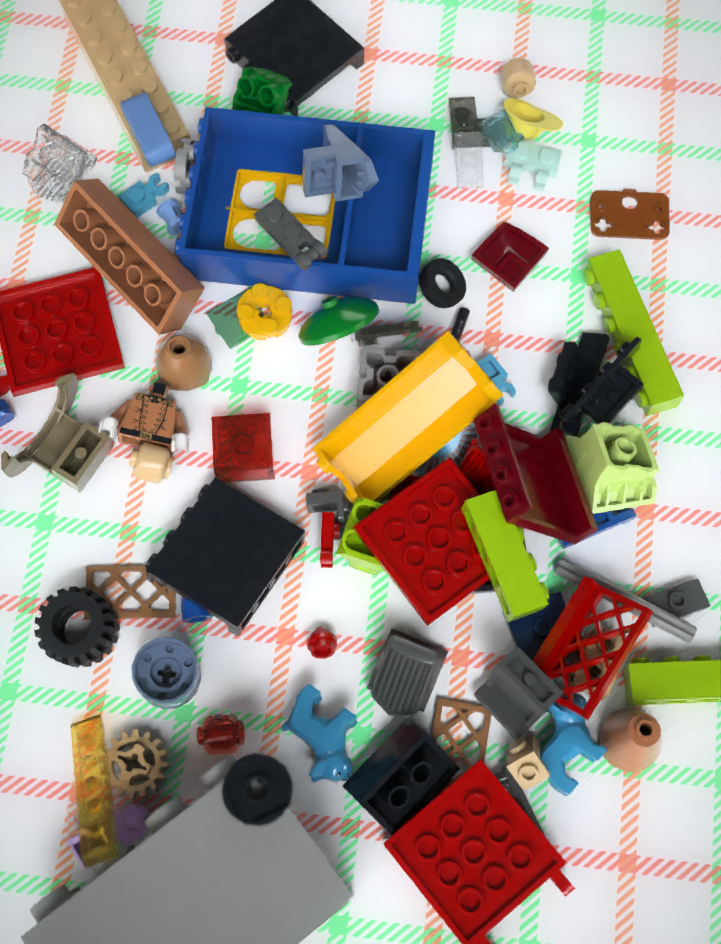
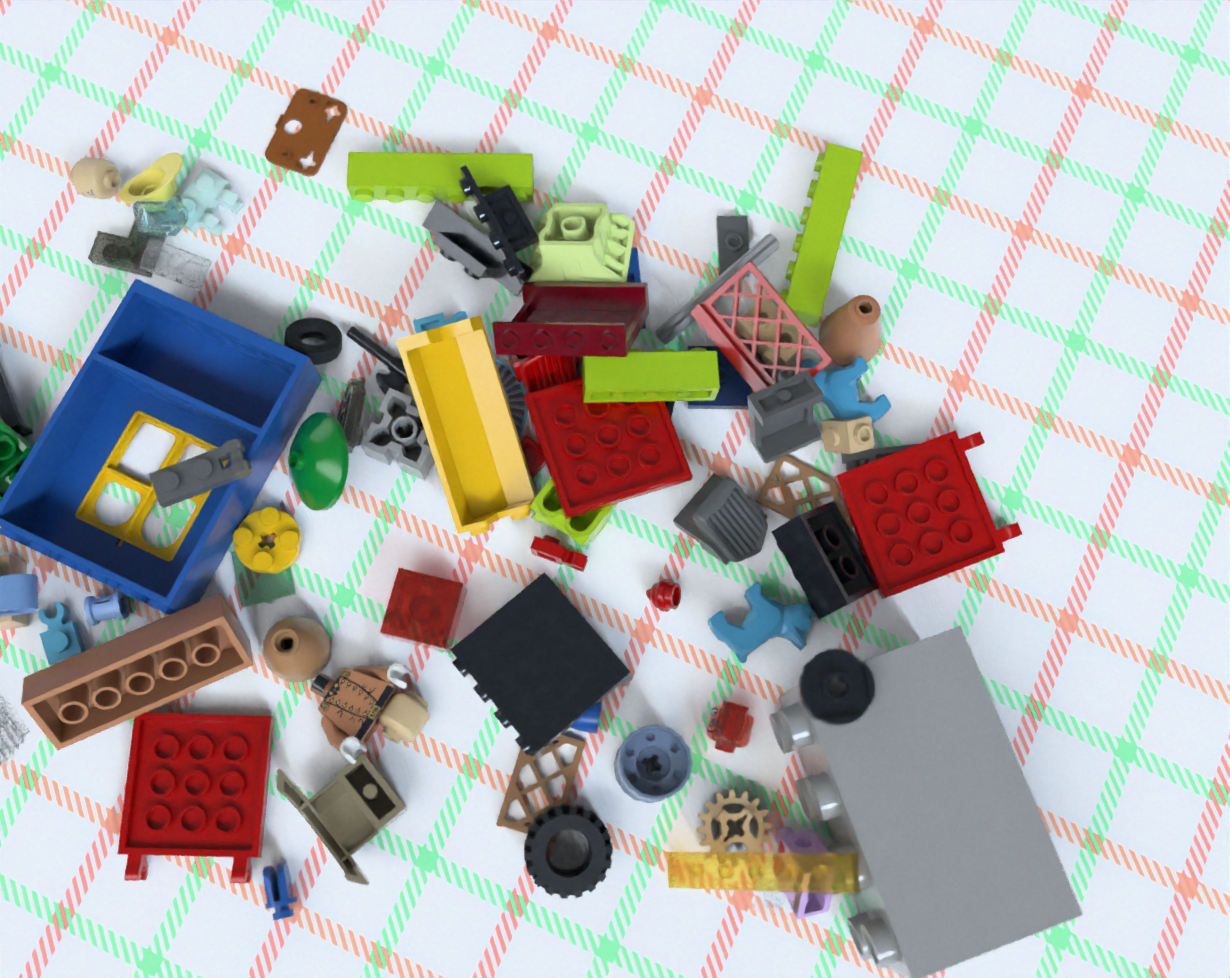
camera: 75 degrees left, 5 degrees up
(183, 160) = (39, 566): light grey plate -> none
(324, 500) = (512, 545): dark grey bracket -> none
(337, 168) = (143, 391): sand blue piece -> none
(509, 255) = (306, 263): dark red plate -> none

